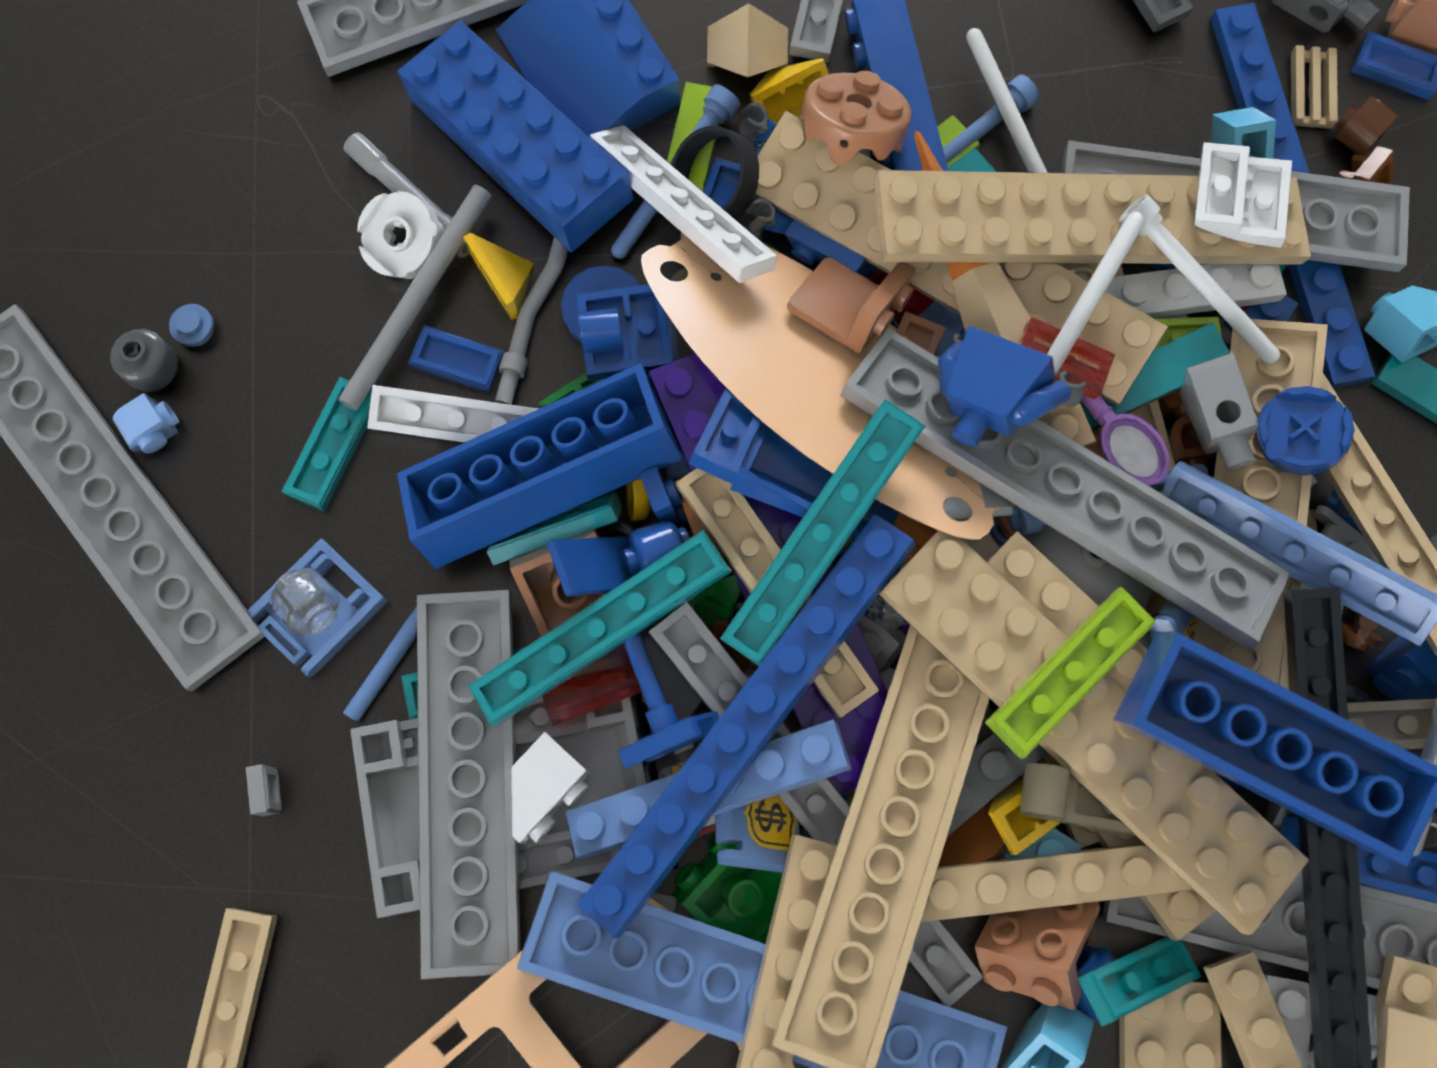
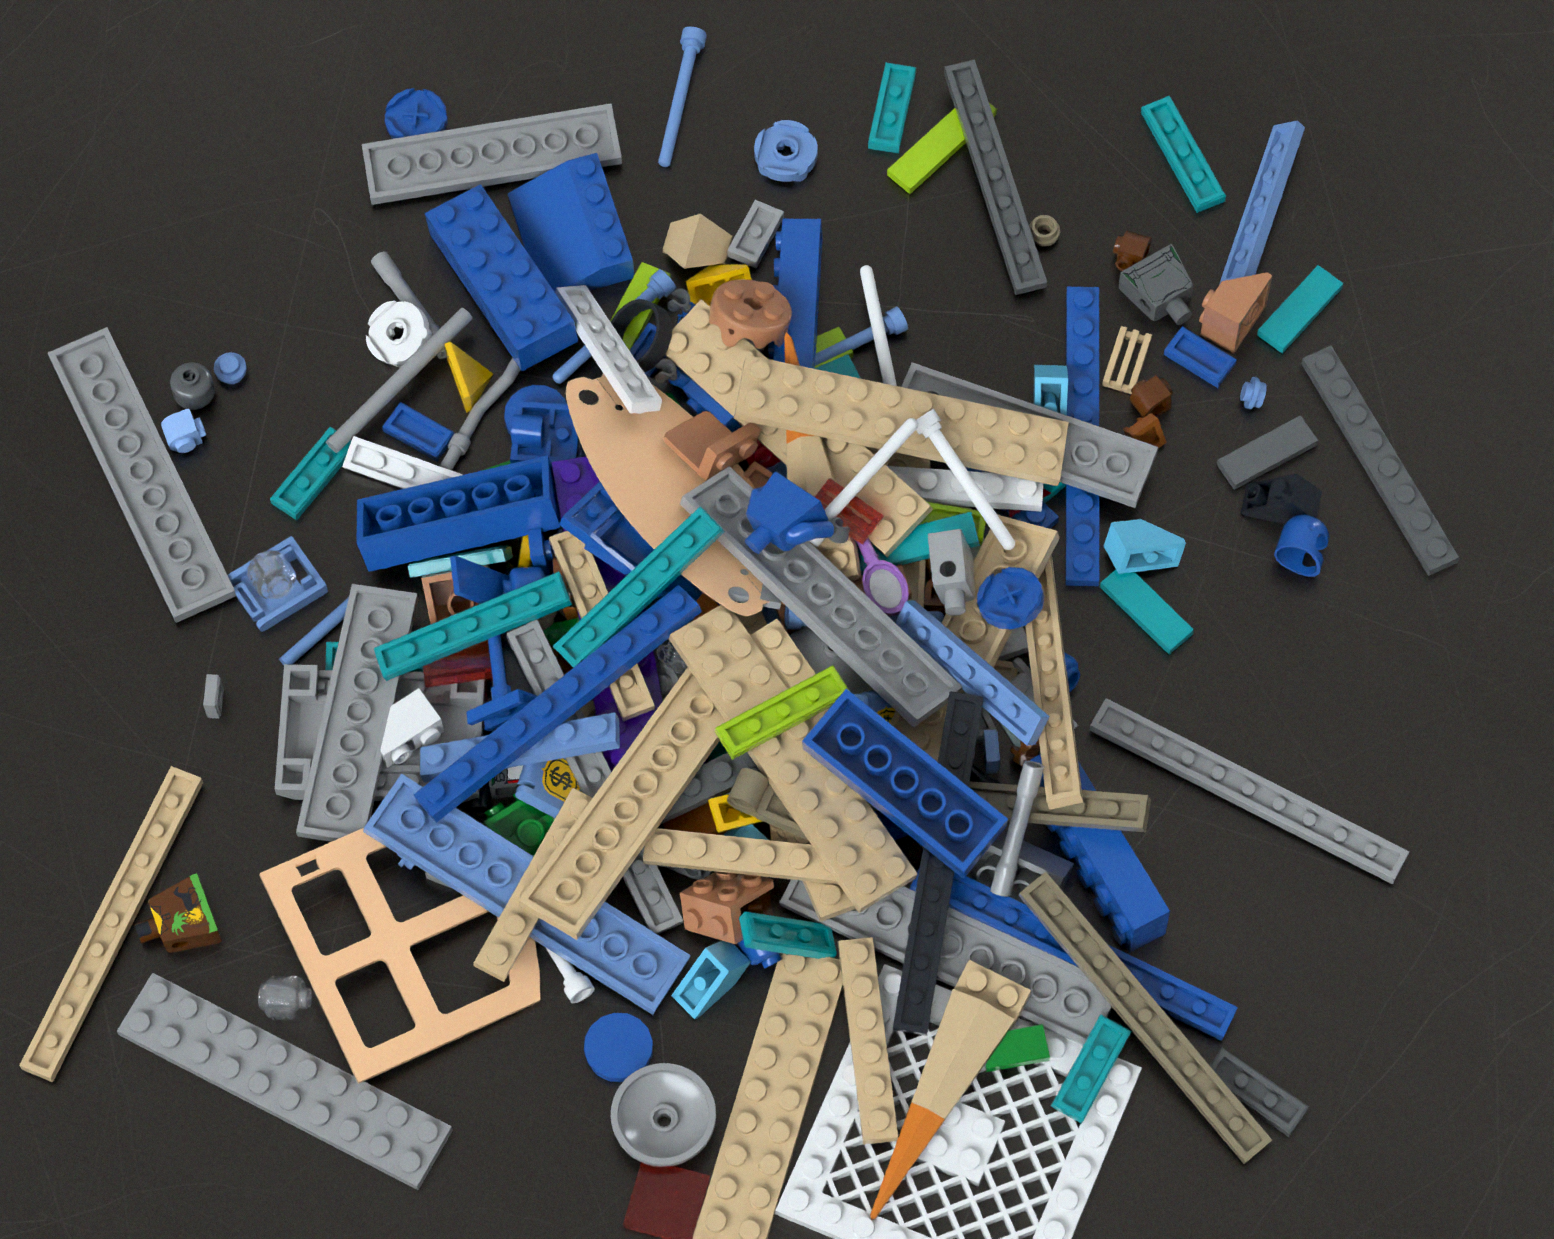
camera: 15 degrees right, 10 degrees down
(1242, 195) = (1012, 425): white slope -> none

